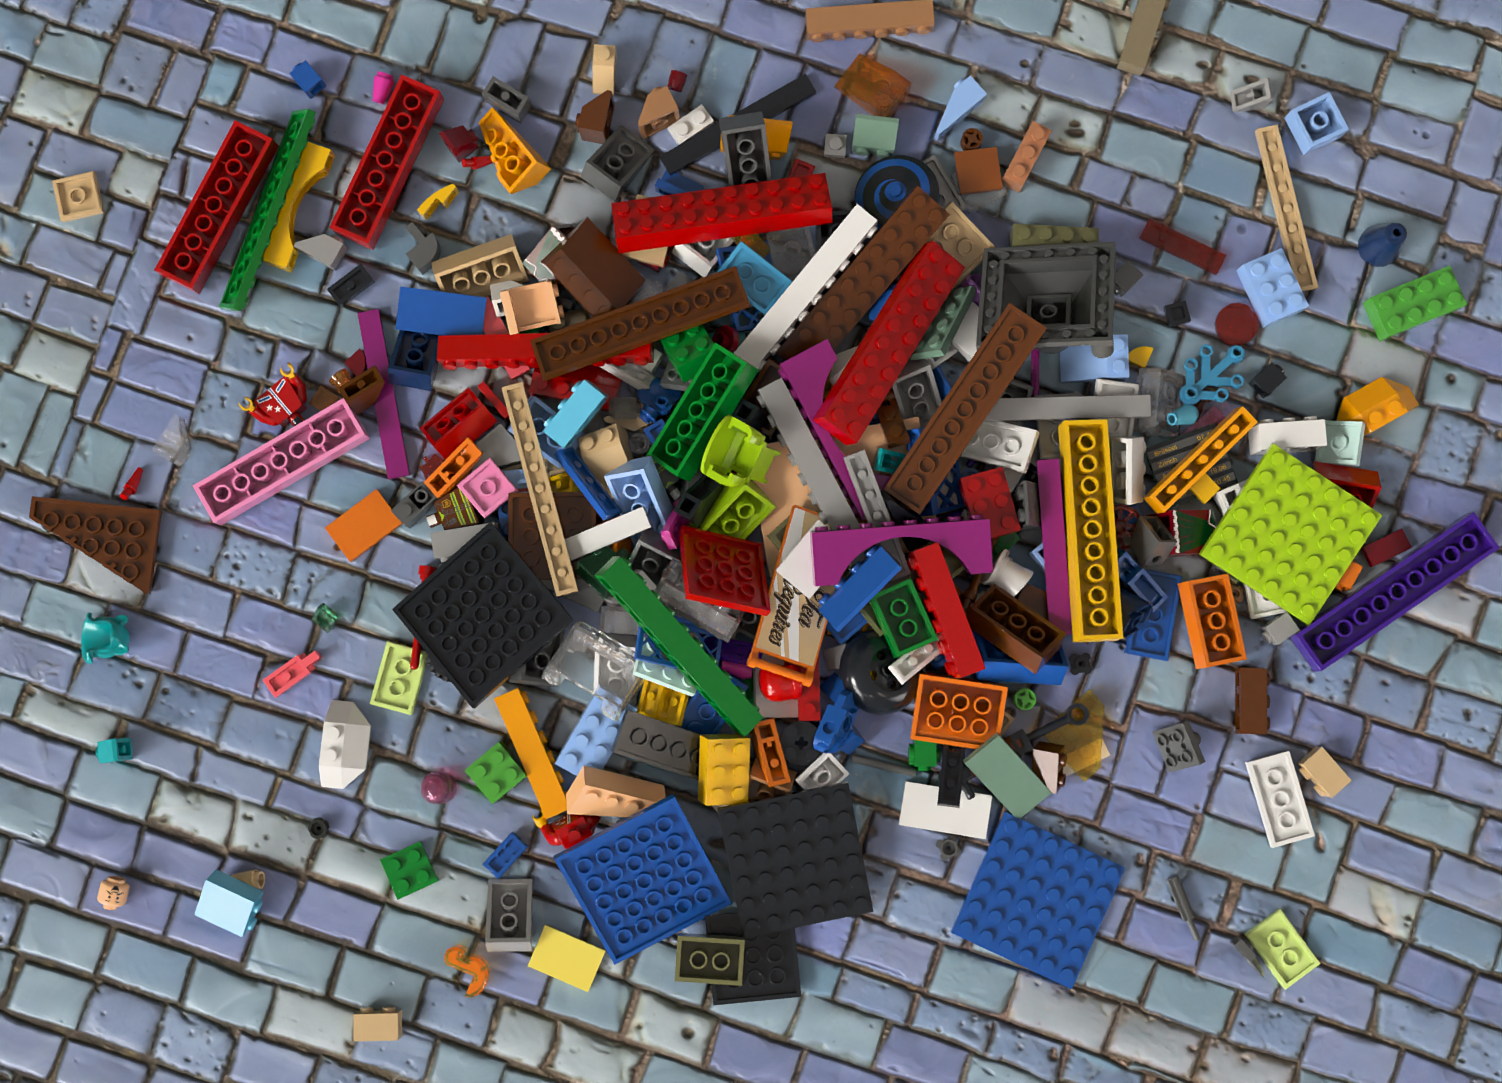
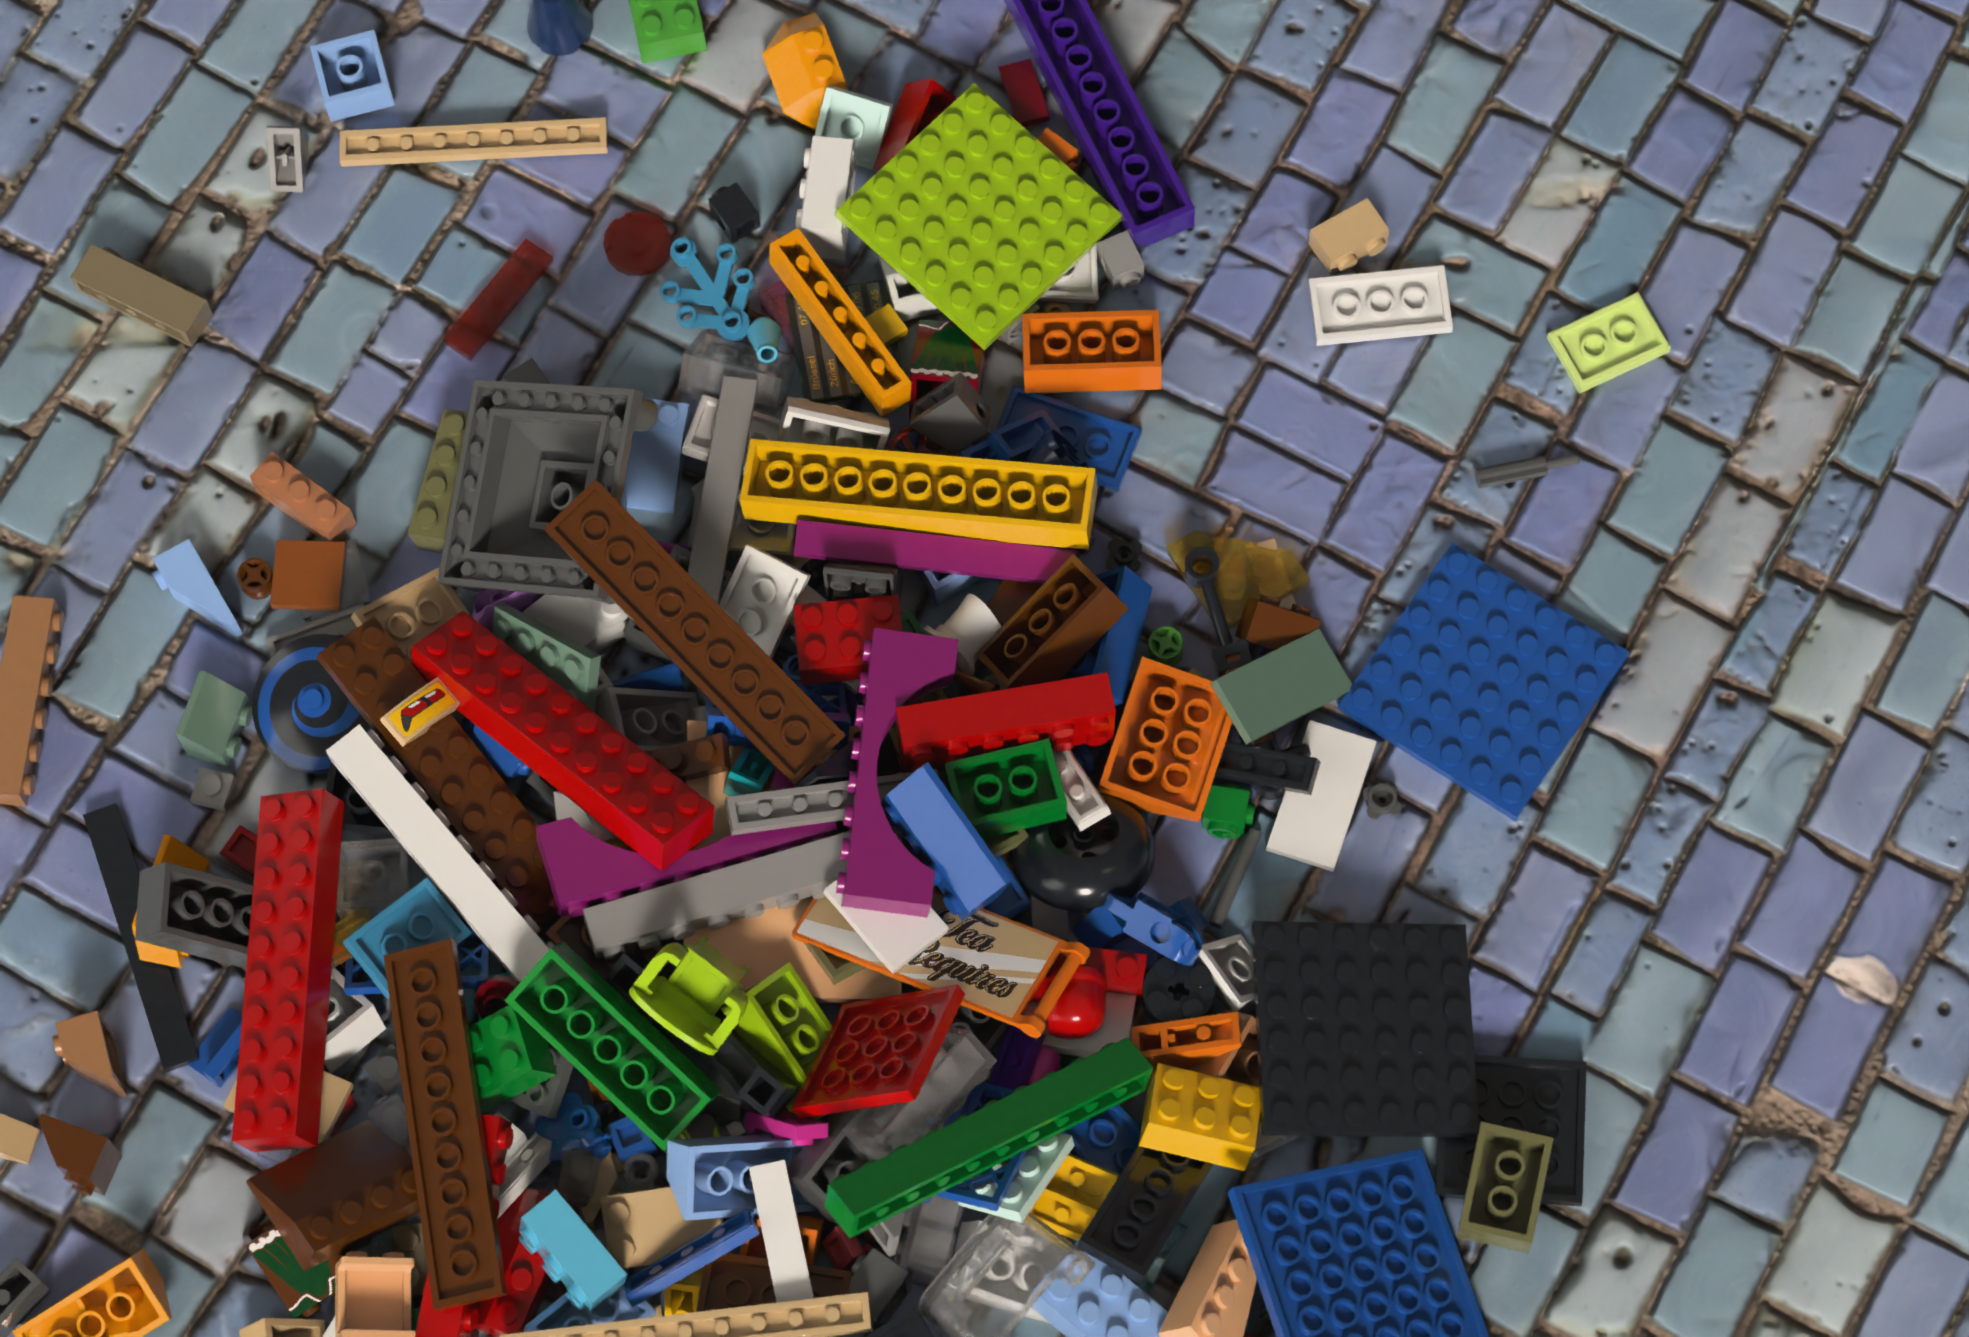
camera: 80 degrees left, 15 degrees down
(591, 564) = (836, 1257): clear green torso -> none
(617, 163) = (159, 1138): dark grey slope -> none
(676, 80) = (42, 1020): dark red hose -> none
(690, 125) = (123, 1012): white plate -> none
(873, 86) = (131, 712): clear orange slope -> none
(892, 254) = (420, 711): none -> slope
(1140, 356) = (658, 386): yellow tile -> none
(1177, 314) = (603, 323): black plate -> none
(1183, 746) = (1275, 422): dark grey plate -> none
(1245, 948) = (1603, 392): dark grey plate -> none
(1251, 701) = (1223, 319): reddish brown brick -> none
(1272, 288) = (592, 181): light blue brick -> none

